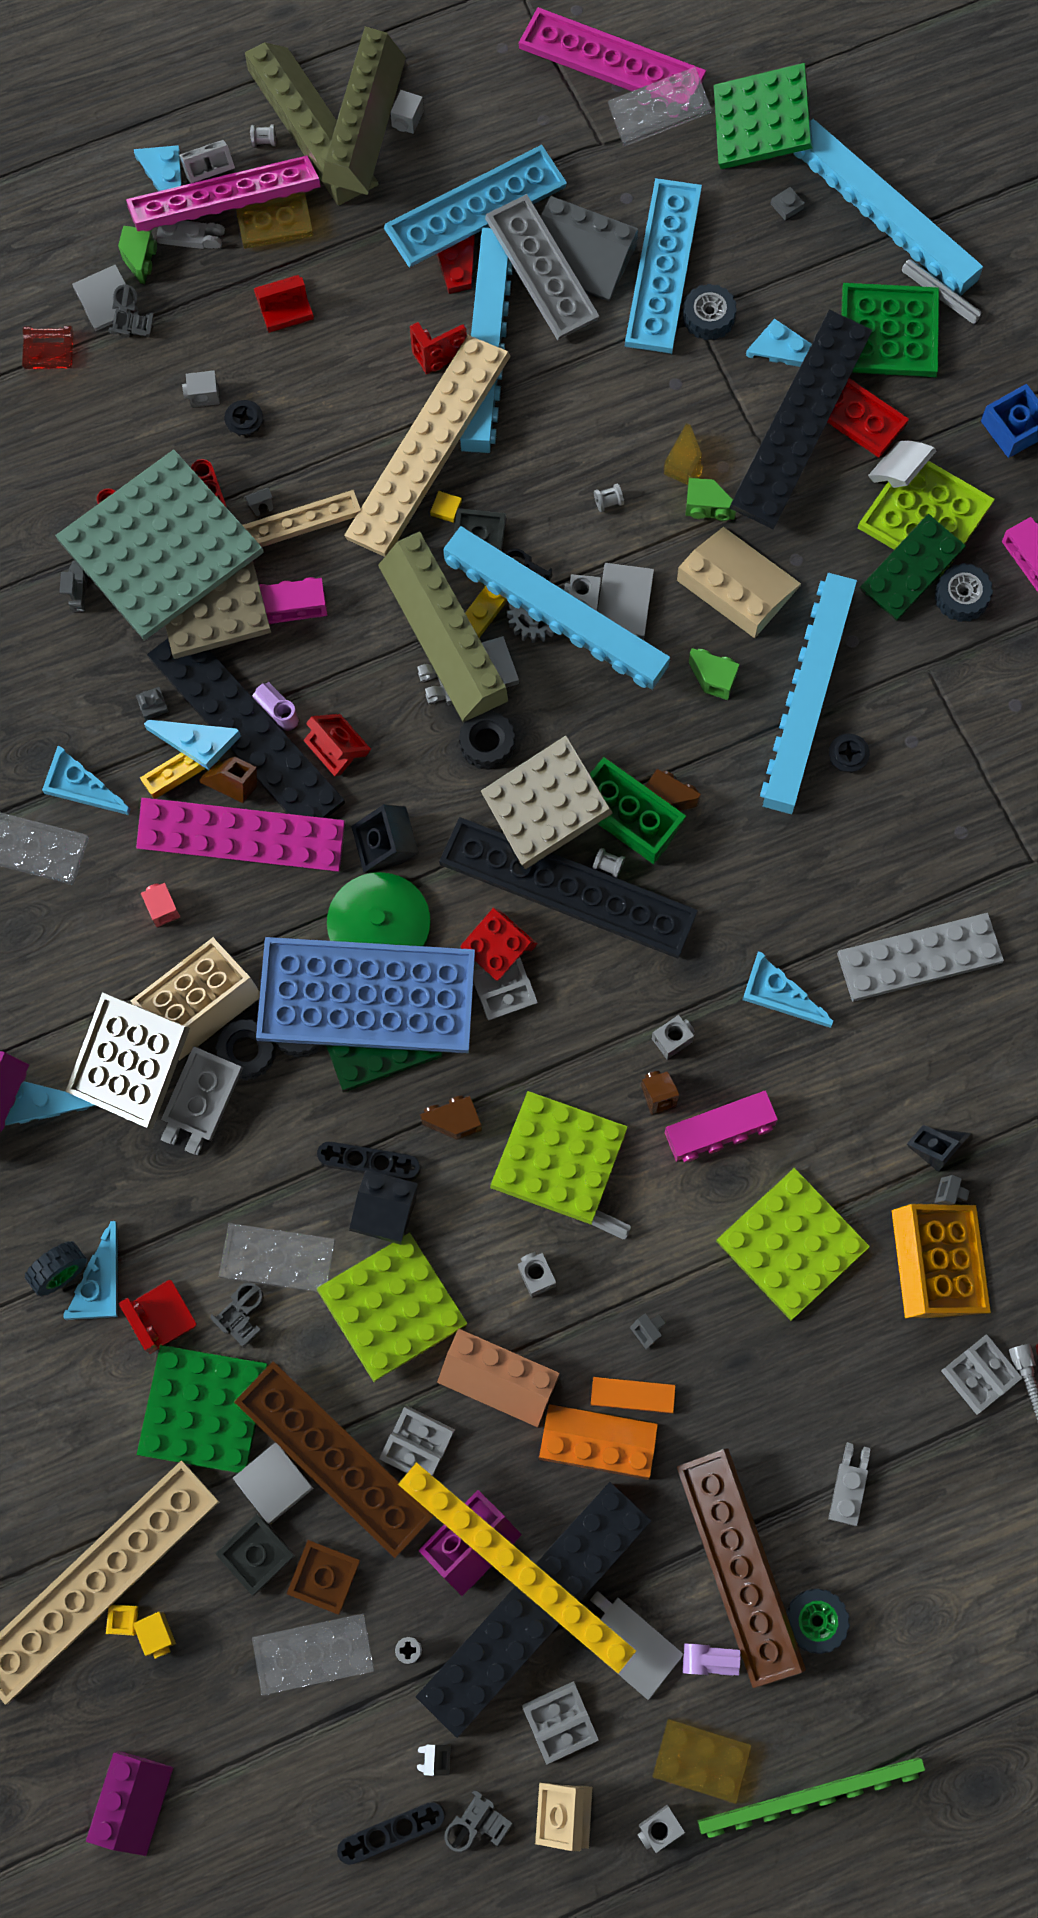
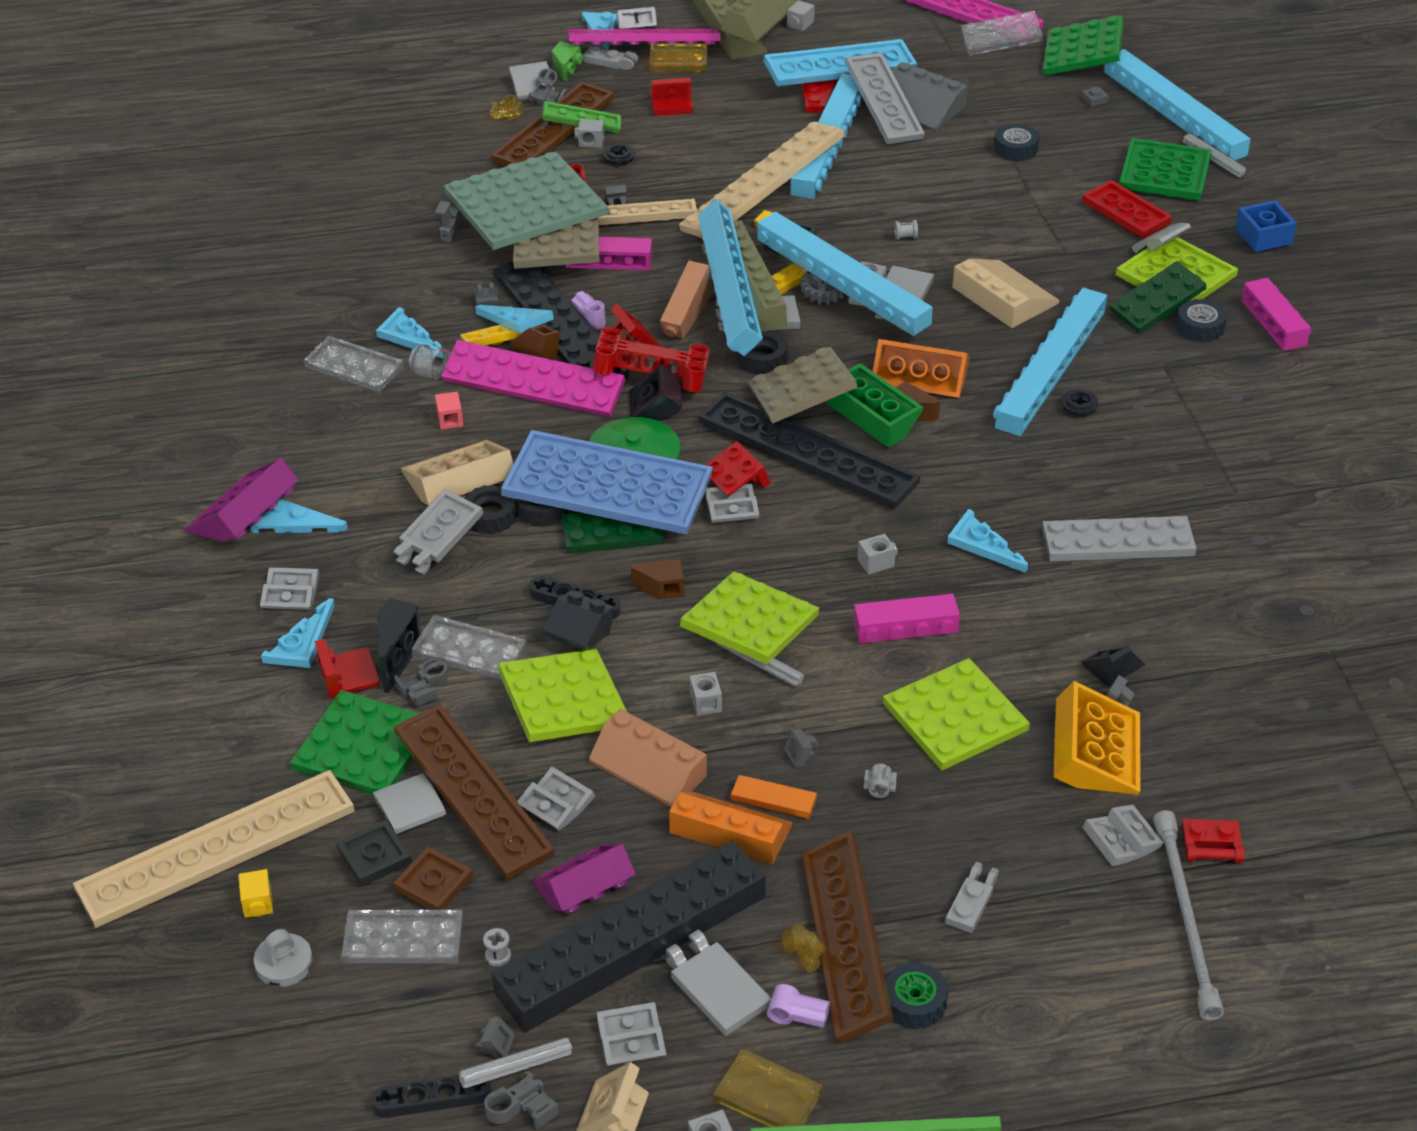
camera: 10 degrees right, 30 degrees down
(47, 354) = (476, 101): clear red plate -> none
(55, 1268) = (267, 614): black wheel -> none
(63, 1209) = (289, 588): none -> light grey slope
(87, 358) = (507, 107): none -> clear yellow plate
(115, 837) = (422, 360): none -> clear helmet
(121, 1620) = (226, 884): yellow tile -> none
(127, 1060) = (384, 488): plate -> none
(129, 1804) = (179, 1020): magenta slope -> none
(153, 382) = (544, 135): none -> reddish brown plate
(177, 365) = (572, 115): none -> bright green tile
(200, 1273) = (397, 635): none -> black slope
(203, 1703) = (283, 958): none -> light grey tile
(256, 131) = (684, 15): light grey bush -> none
(369, 790) = (611, 353): none -> red beam
(385, 678) = (687, 300): none -> nougat slope
(429, 641) = (729, 278): none -> medium azure brick
(436, 352) = (785, 126): red bracket -> none
(461, 1786) = (515, 1062): none -> light grey axle
(517, 1568) = (625, 884): yellow plate -> none
(608, 862) = (848, 437): light grey bush -> none
(659, 1091) = (854, 586): reddish brown slope -> none
(663, 266) = (983, 115): medium azure plate -> none
(667, 735) = (924, 367): none -> orange slope
(684, 458) = (974, 215): clear yellow slope -> none
(699, 1580) = (806, 945): none -> clear yellow plate
(708, 500) = (990, 241): bright green slope -> none
(714, 673) = (971, 337): bright green slope -> none
(735, 1359) = (880, 780): none -> light grey gear
(780, 345) = (1076, 169): medium azure wing -> none
(800, 419) = (1077, 202): black plate -> none

